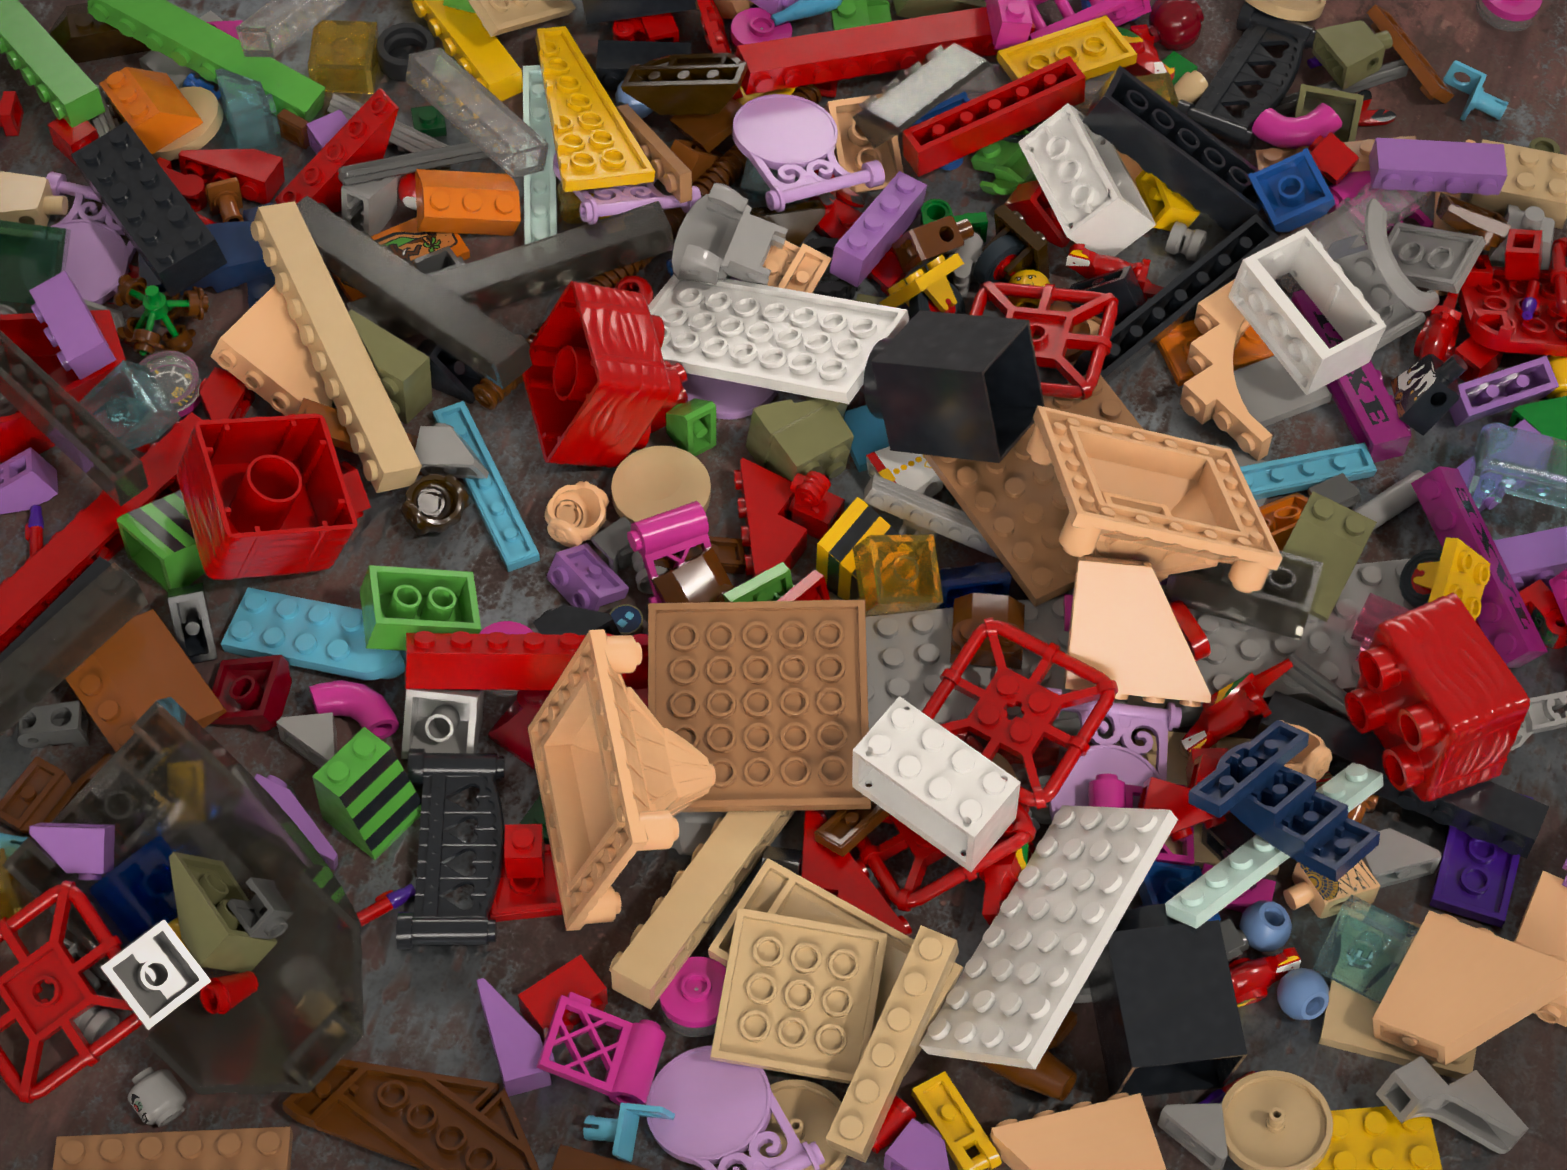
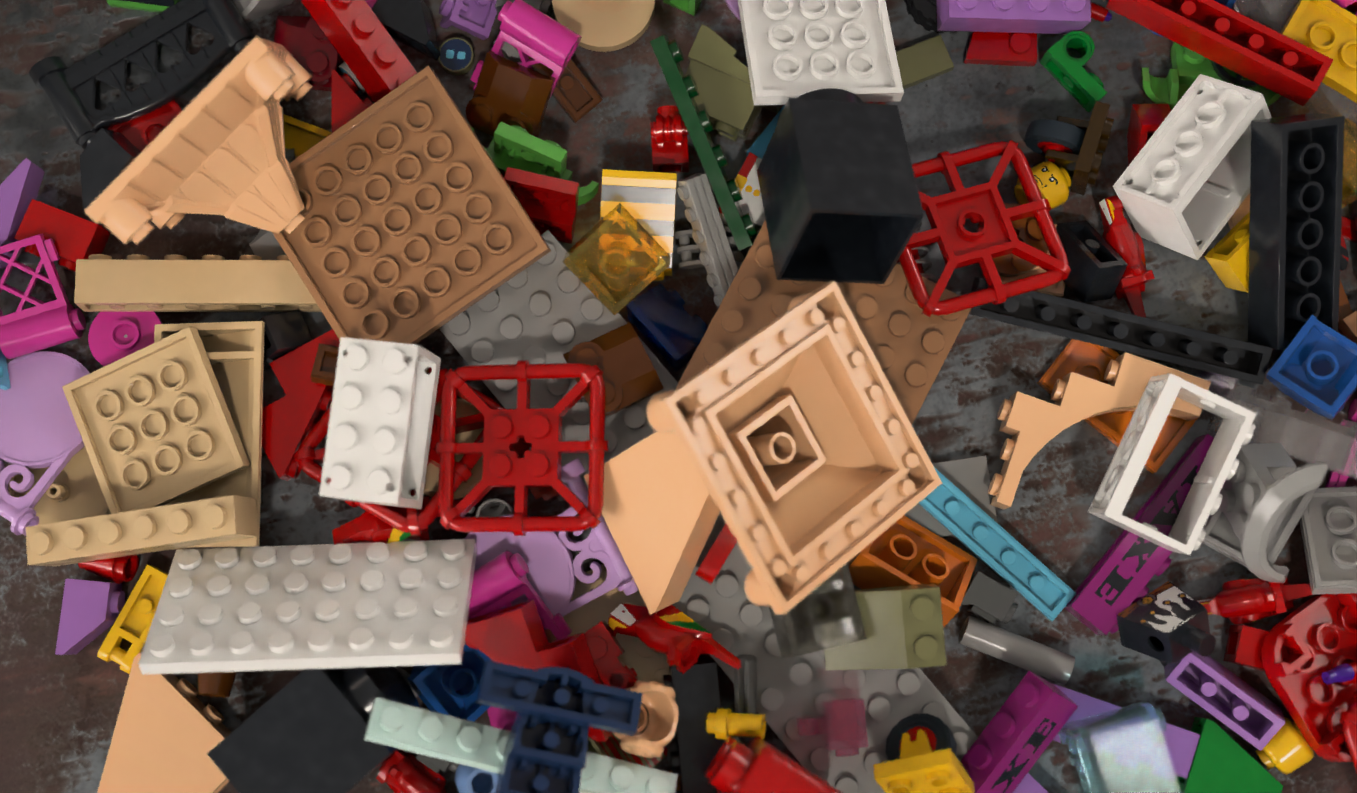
camera: 60 degrees right, 25 degrees up
(384, 903) = (72, 40): red piece -> none
(524, 851) = (158, 111): red brick -> none
(532, 923) = (103, 161): none -> black slope
(766, 515) = (610, 126): red slope -> none
(836, 460) = (698, 126): none -> dark green plate
(929, 289) = (969, 107): yellow plate -> none
(931, 240) = (1017, 56): reddish brown torso -> none
(969, 254) = (1041, 105): light grey arm -> none
(1191, 246) = (1210, 297): light grey wheel -> none
(1273, 394) = (1074, 467): light grey tile -> none
(1332, 702) = (727, 724): none -> yellow animal

